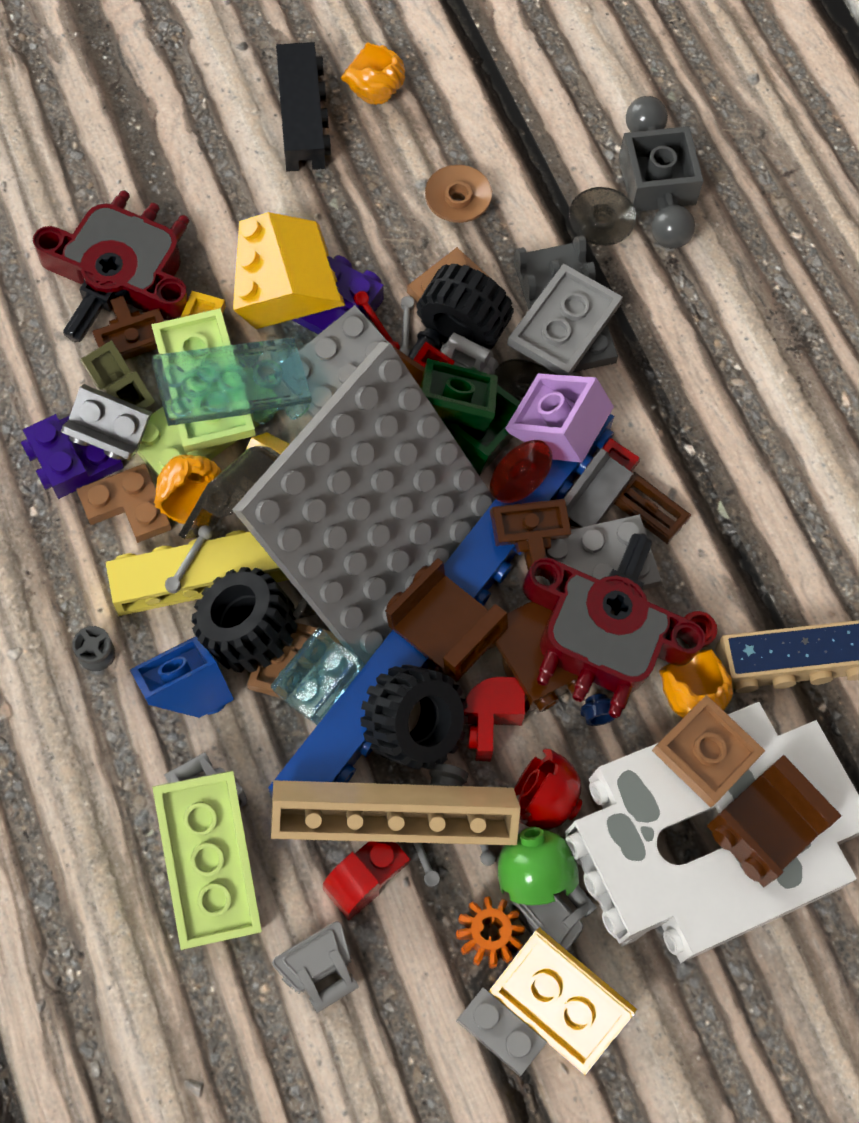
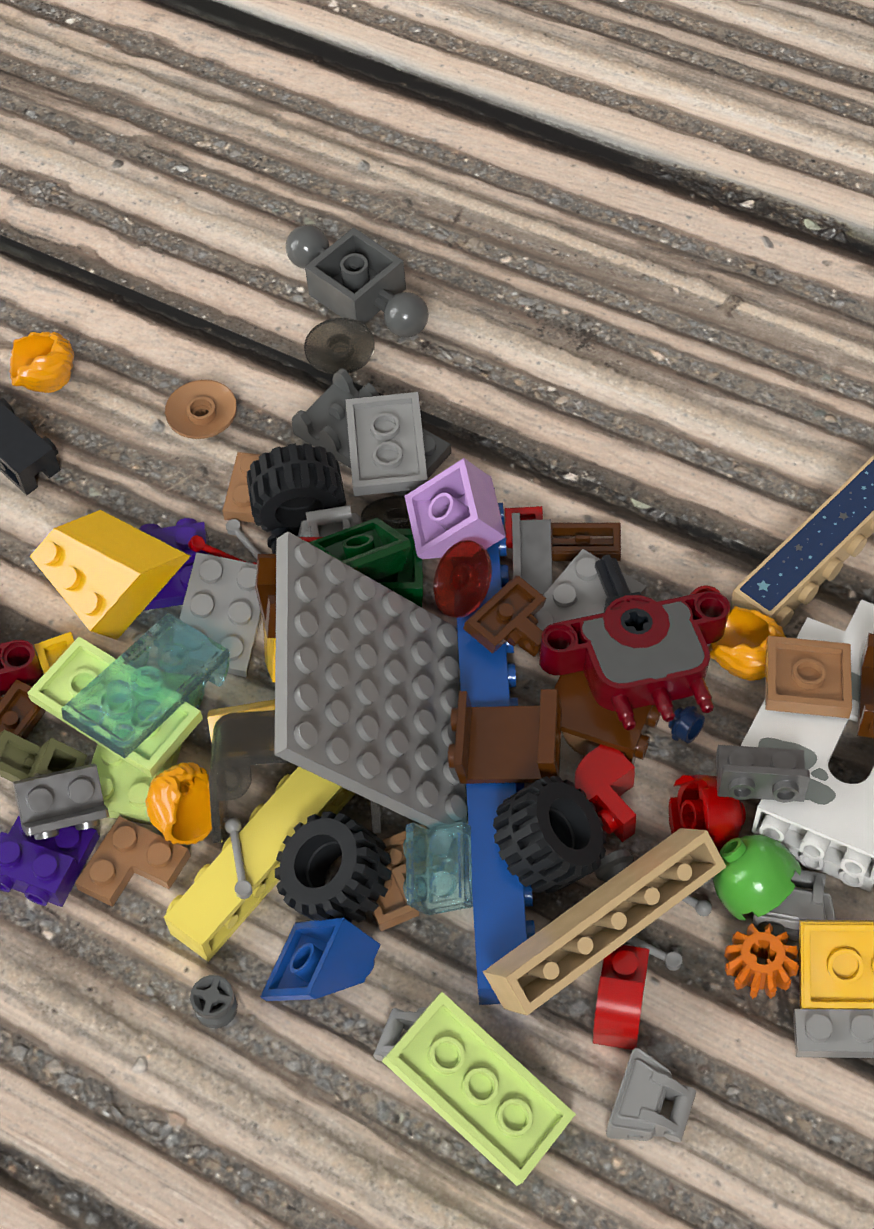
camera: 30 degrees left, 10 degrees down
(599, 798) = (761, 773): none -> flat silver bracket

